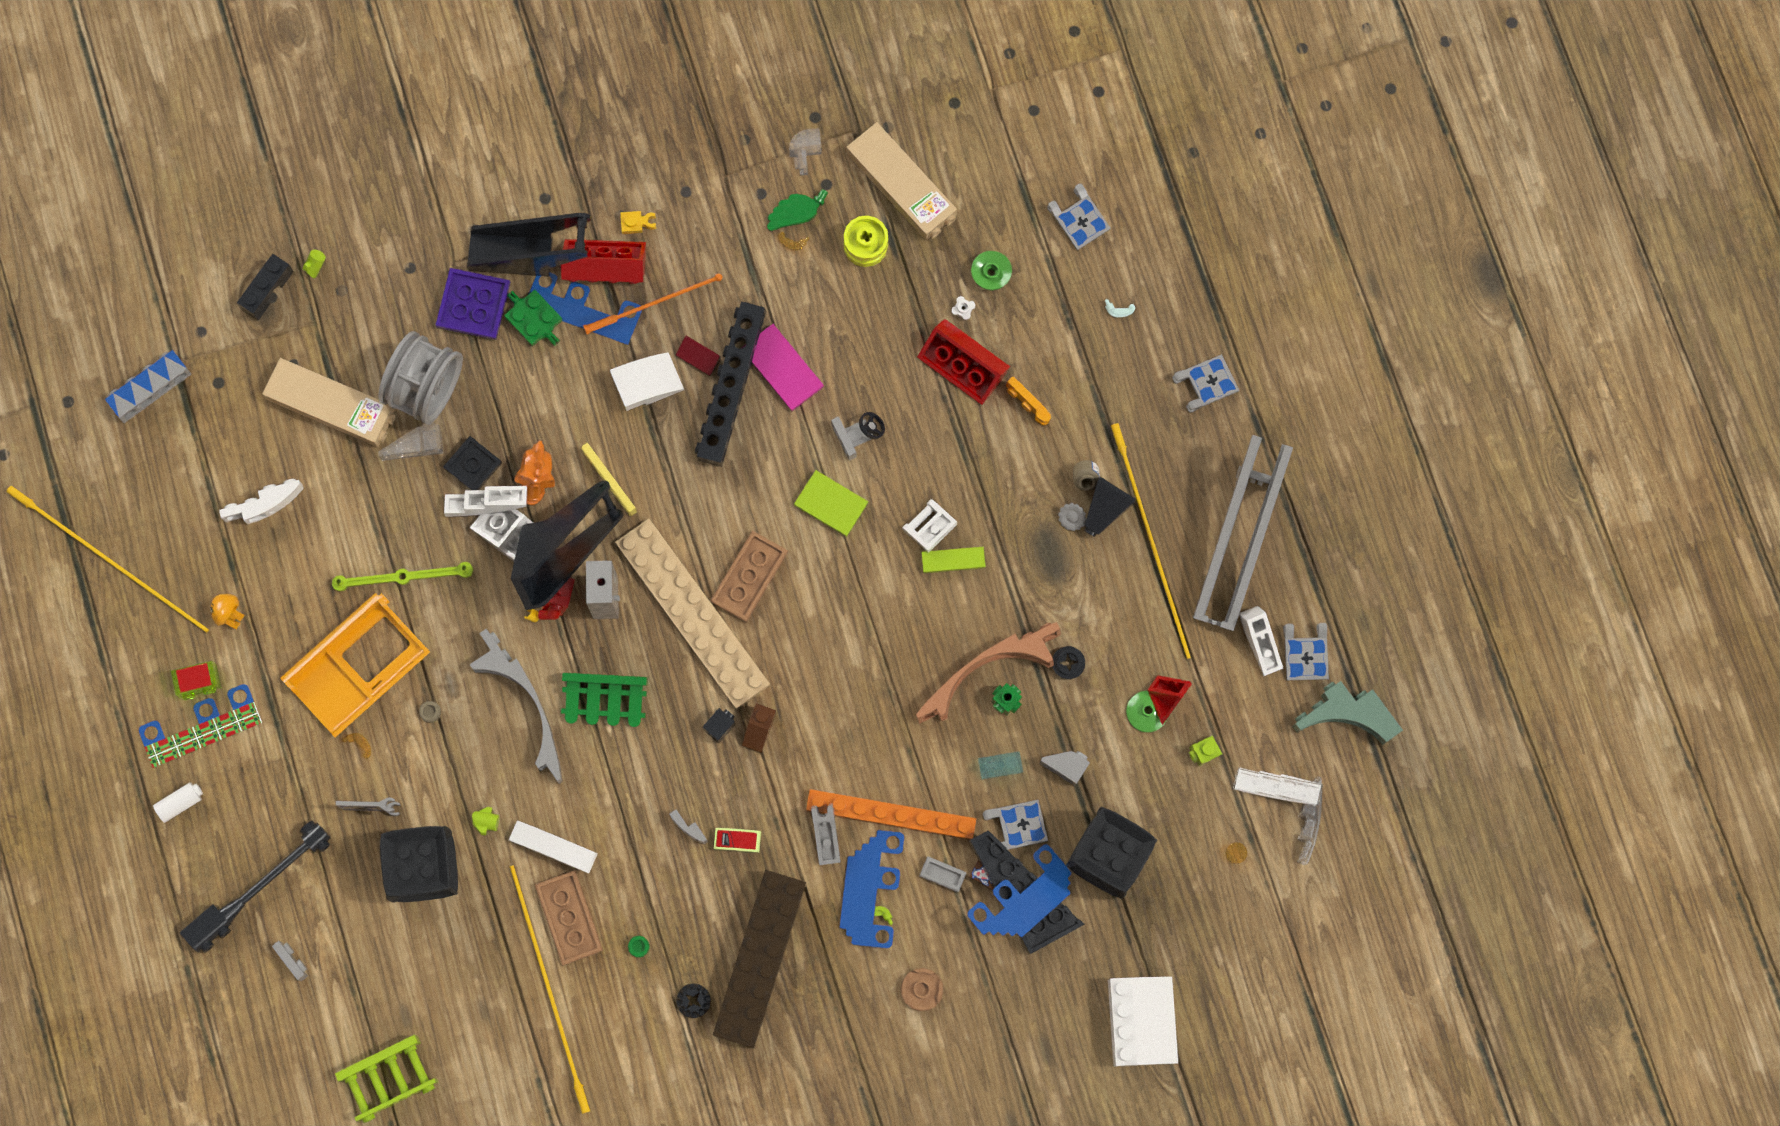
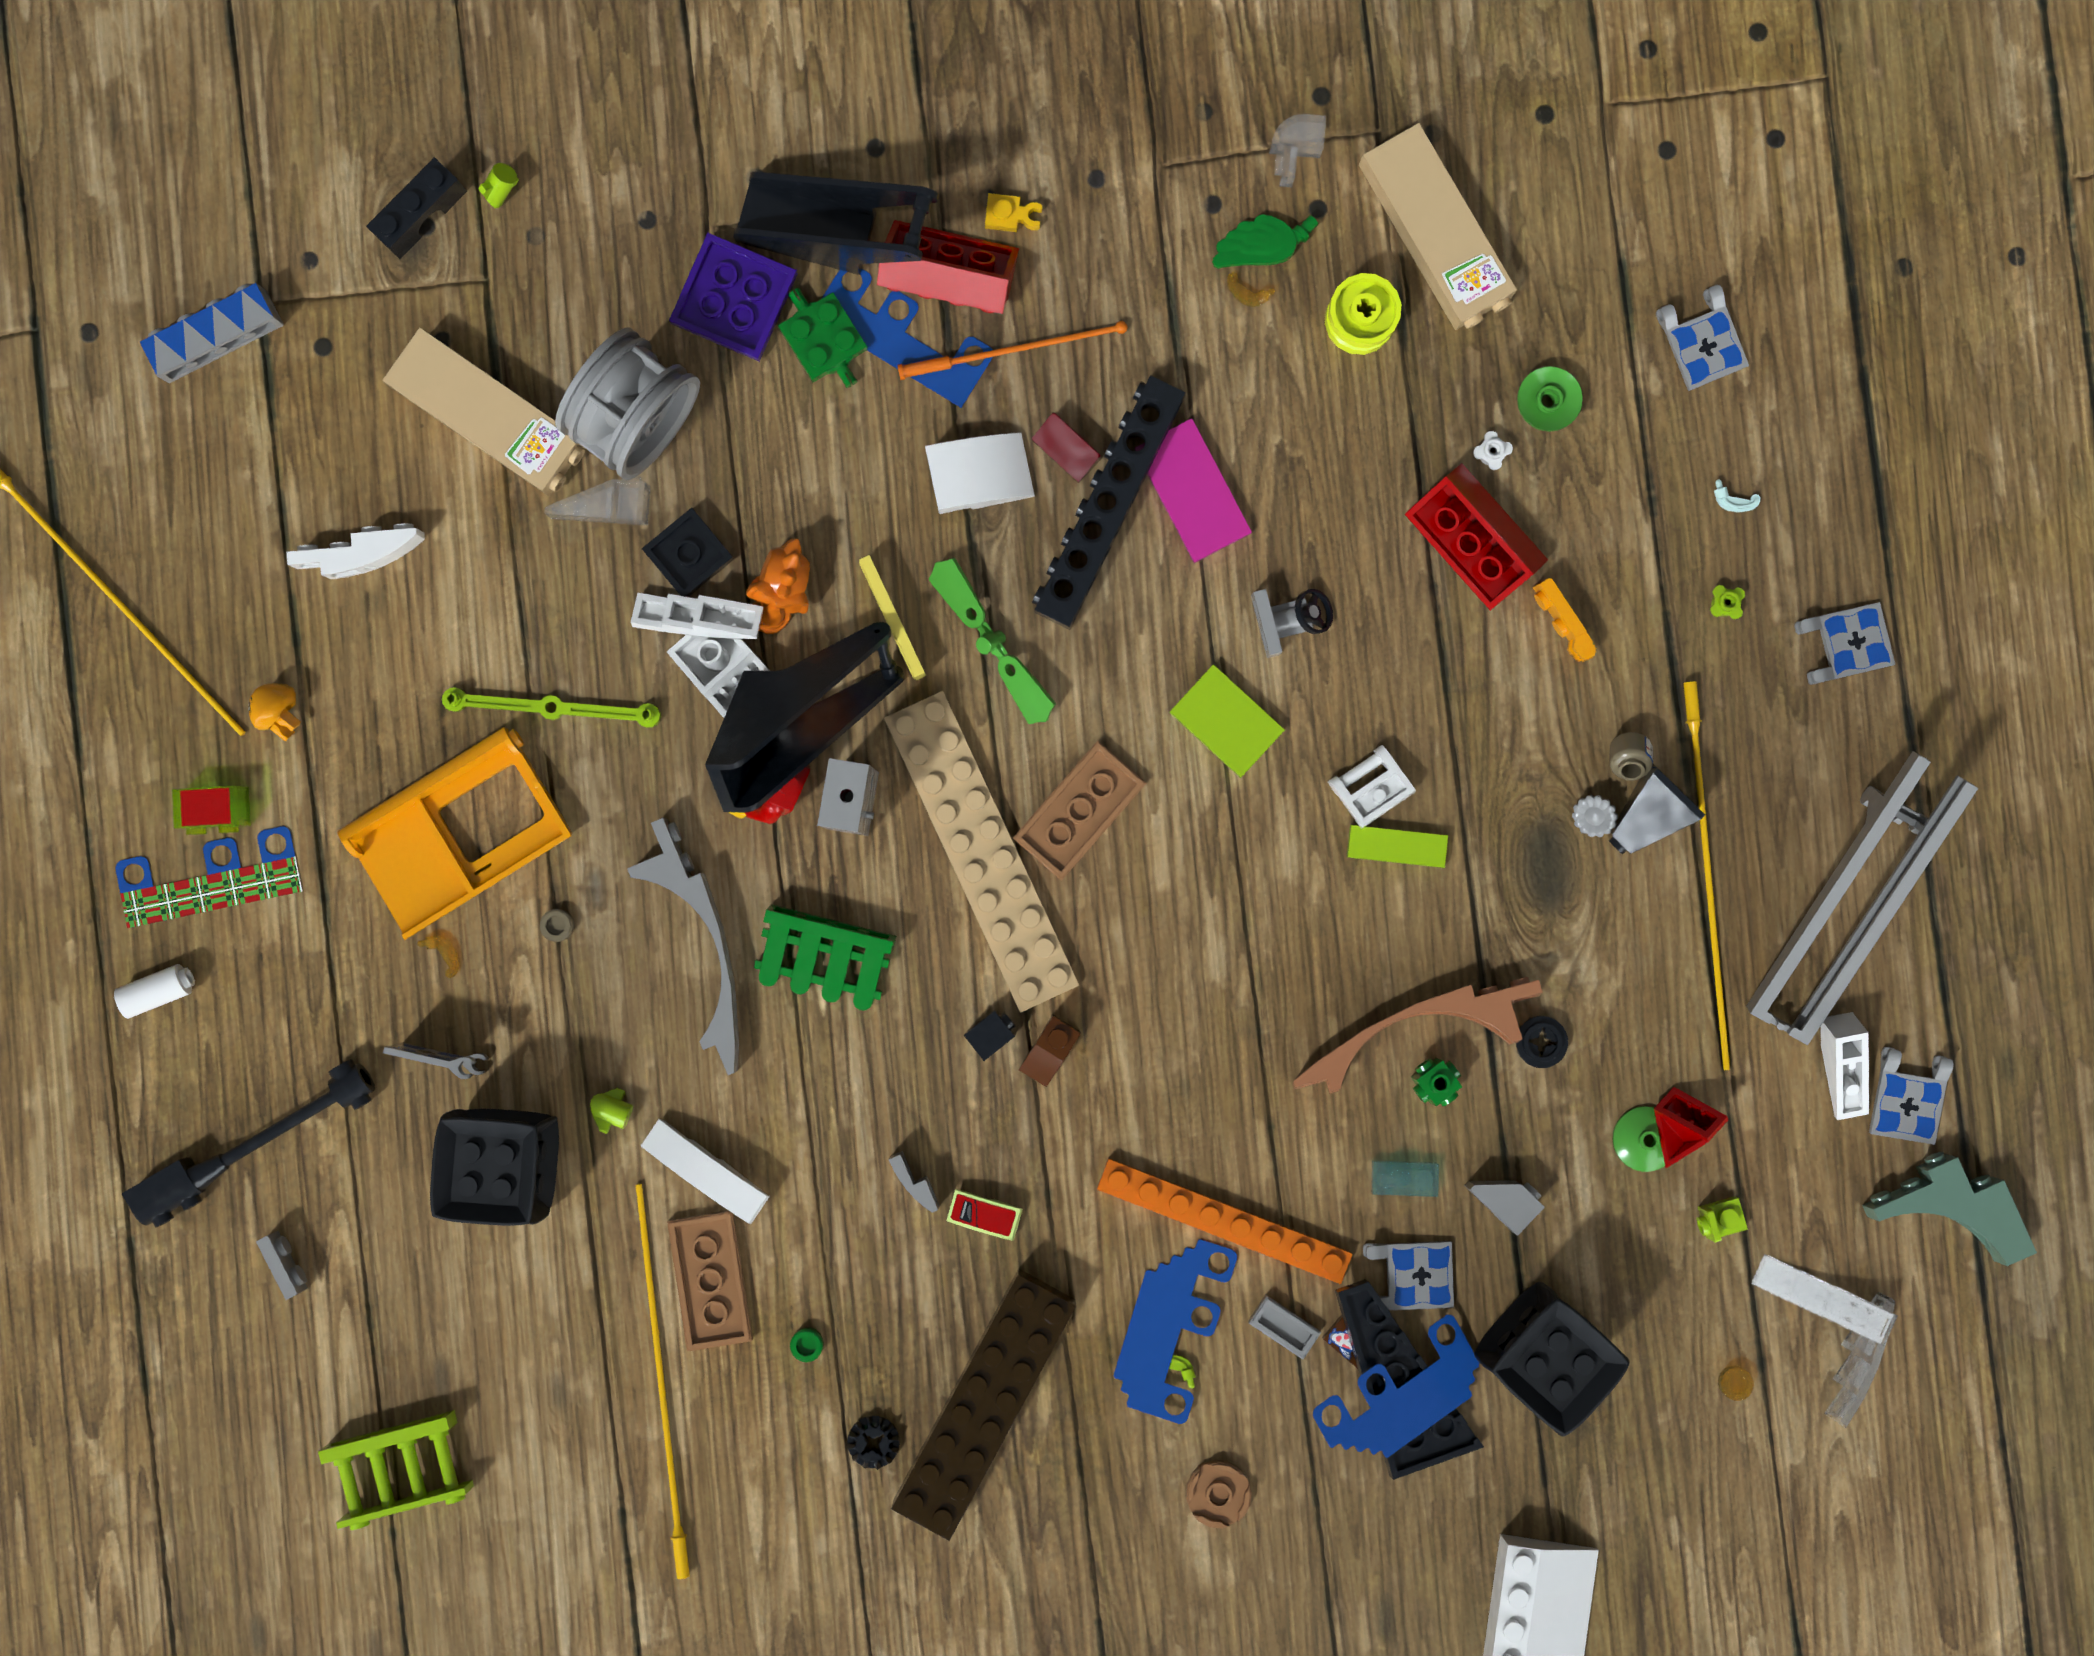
camera: 15 degrees right, 10 degrees up
(698, 505) = (959, 594): none -> bright green piece
(826, 836) = (1120, 1237): light grey plate -> none
(1123, 376) = (1718, 604): none -> lime plate

